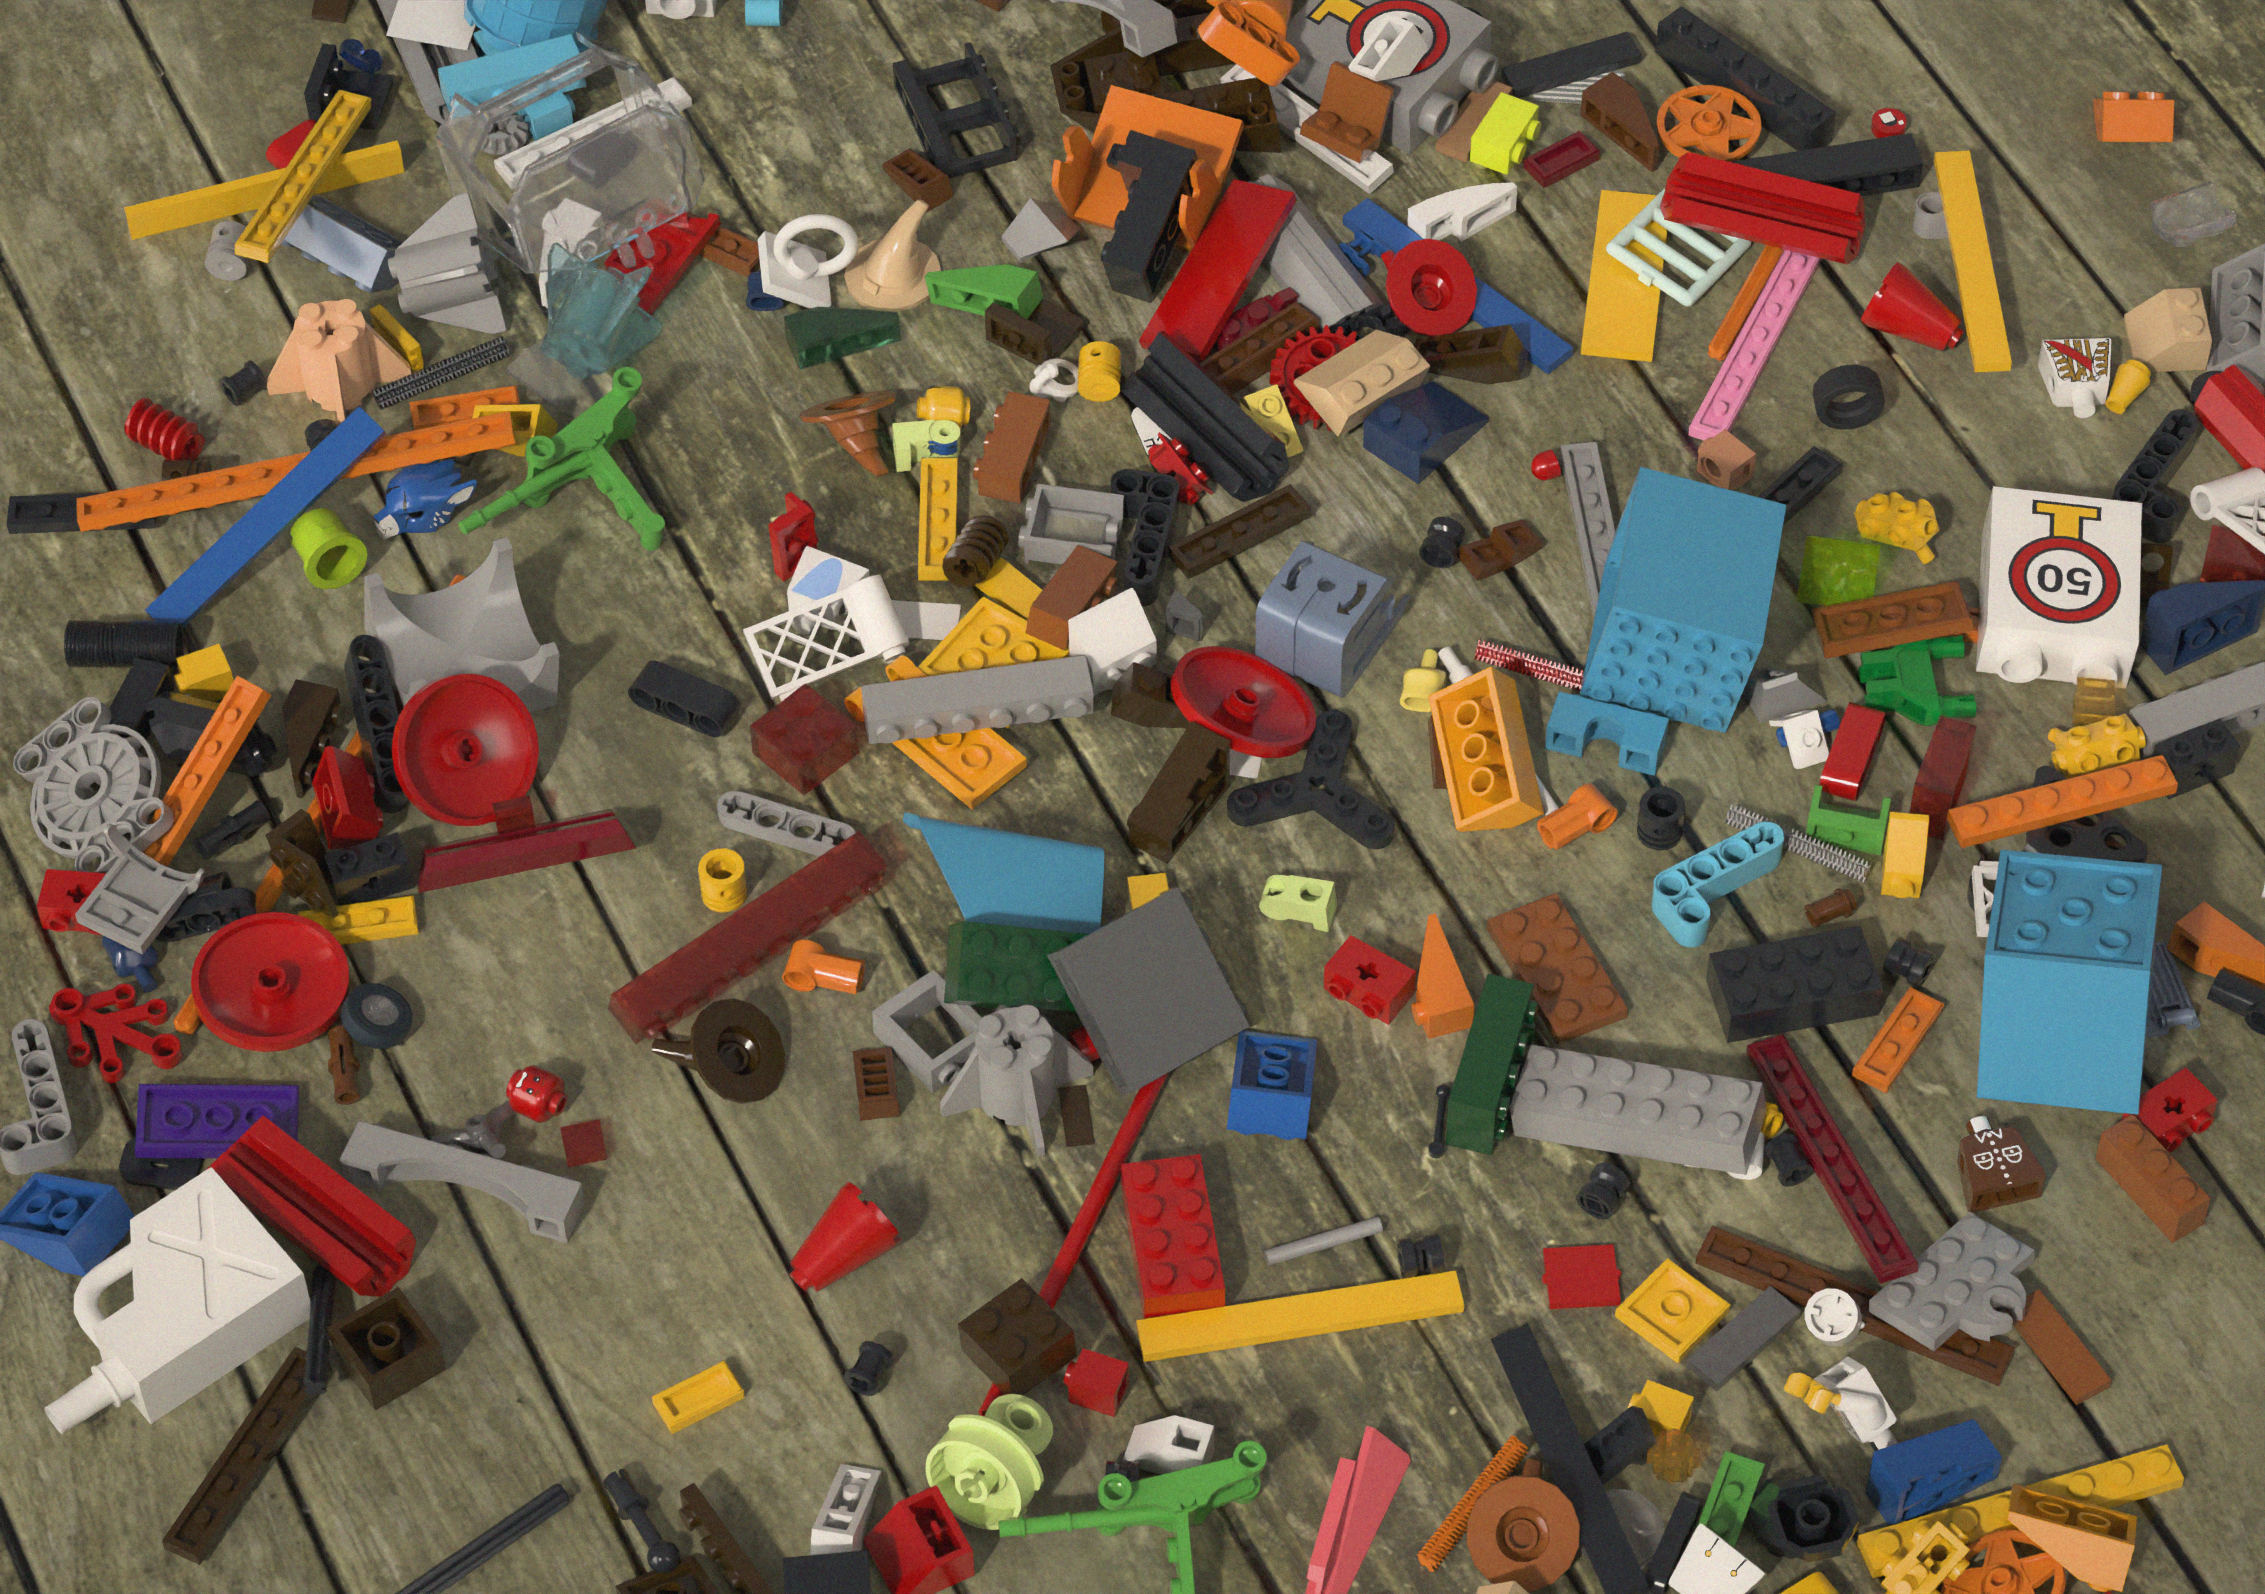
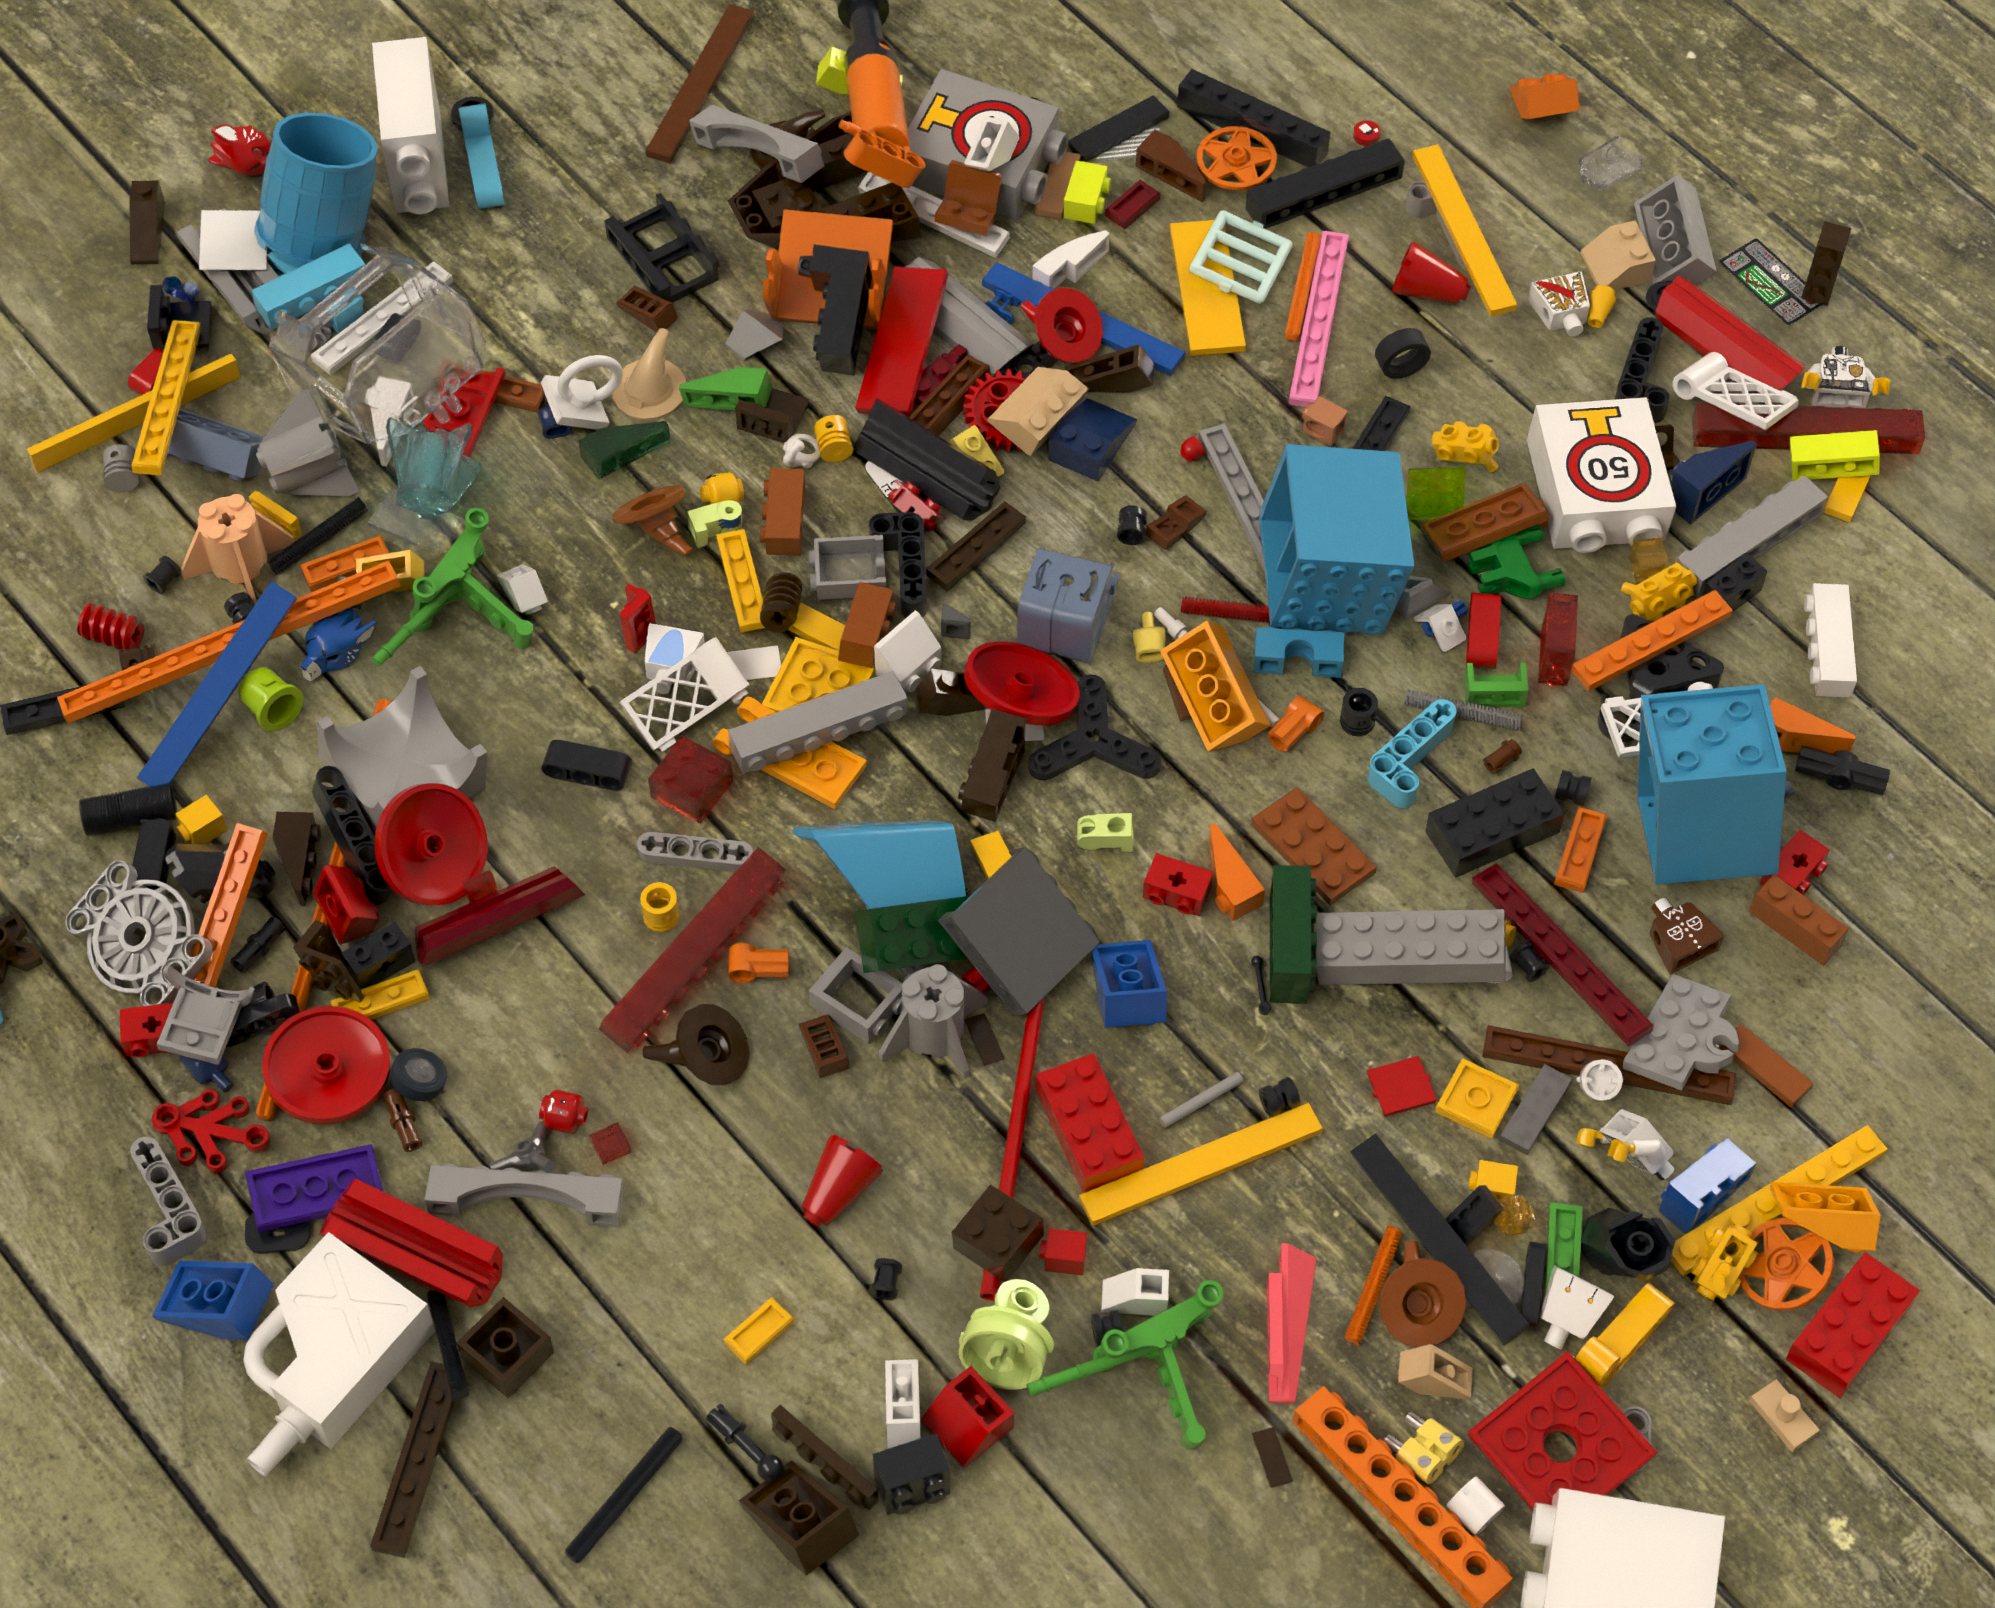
camera: 15 degrees left, 5 degrees up
(668, 479) = (523, 589): none -> white slope
(1605, 1187) = (1399, 1019): black wheel -> none
(1765, 208) = (1298, 216): red piece -> none
(1904, 855) = (1547, 705): yellow slope -> none

